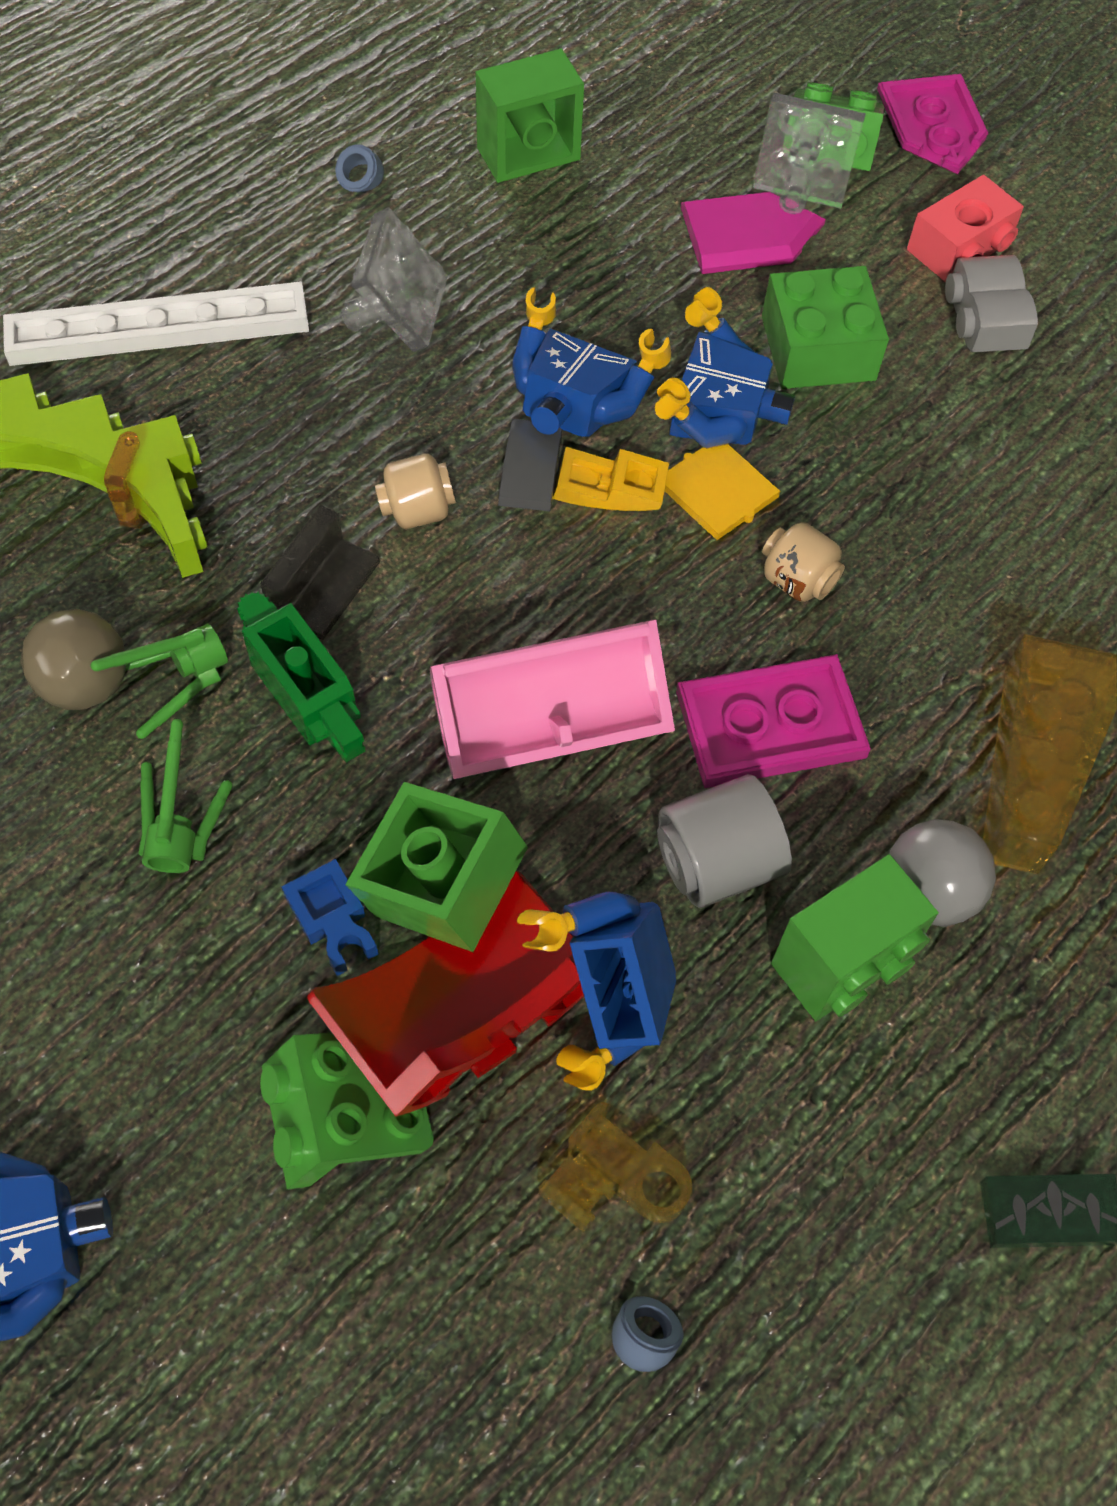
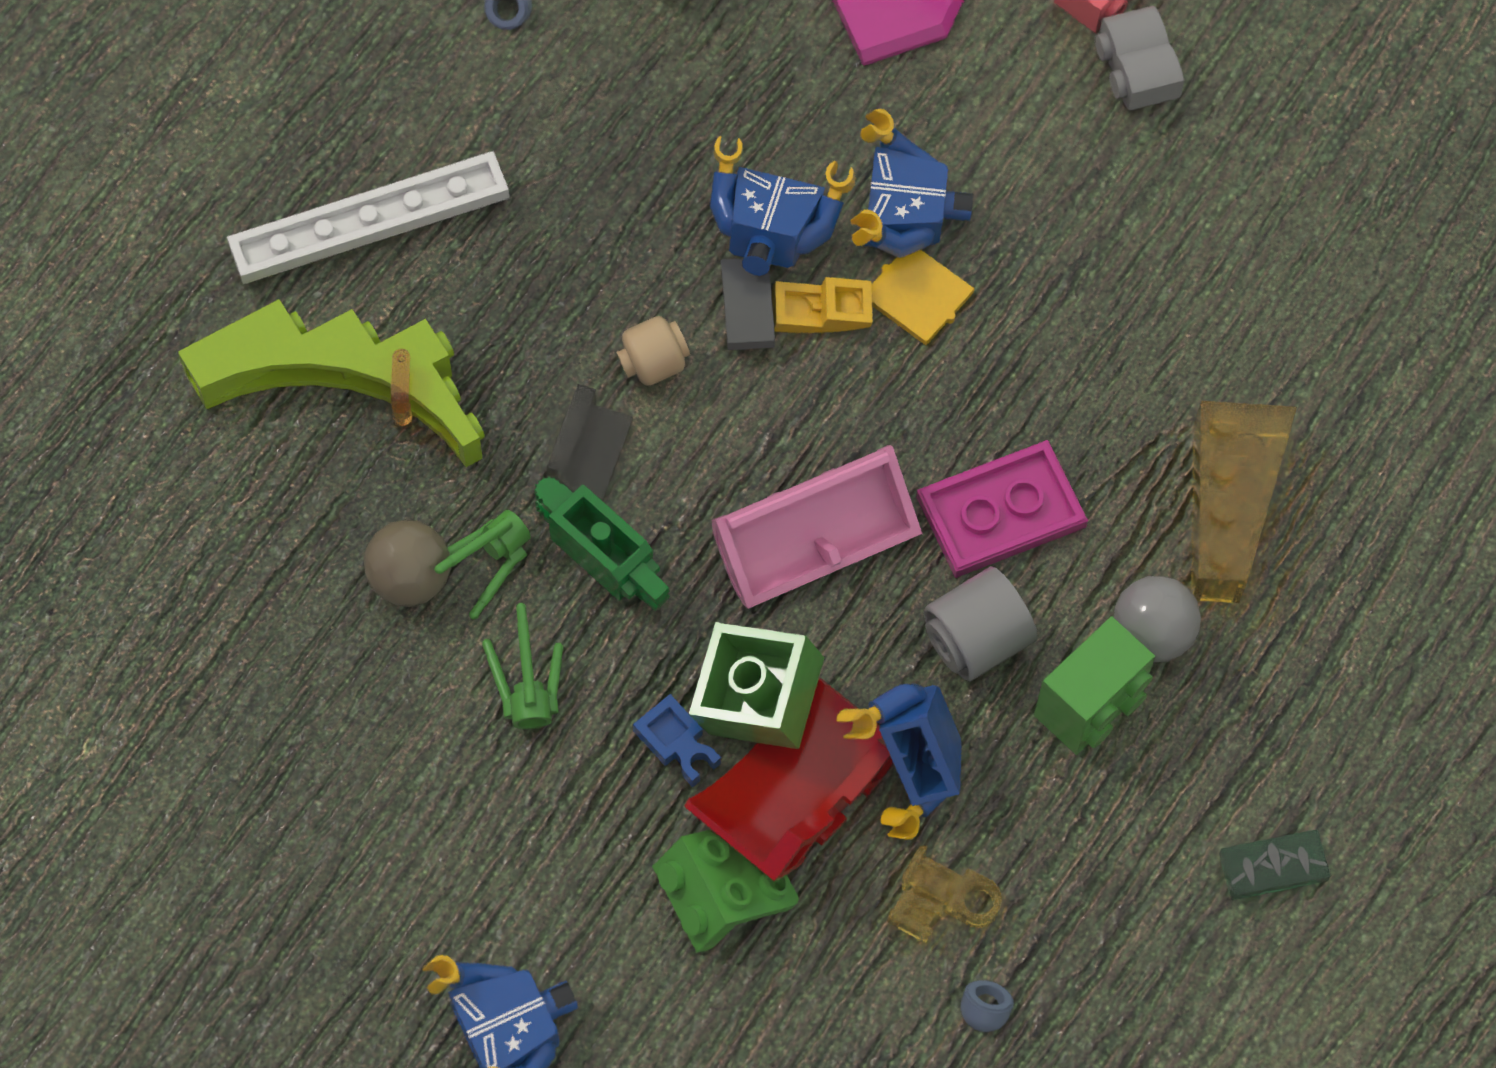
camera: 10 degrees left, 5 degrees up
(396, 283) = (585, 140): clear plate -> none
(802, 562) = (1005, 358): tan head -> none
(824, 327) = (988, 114): bright green brick -> none

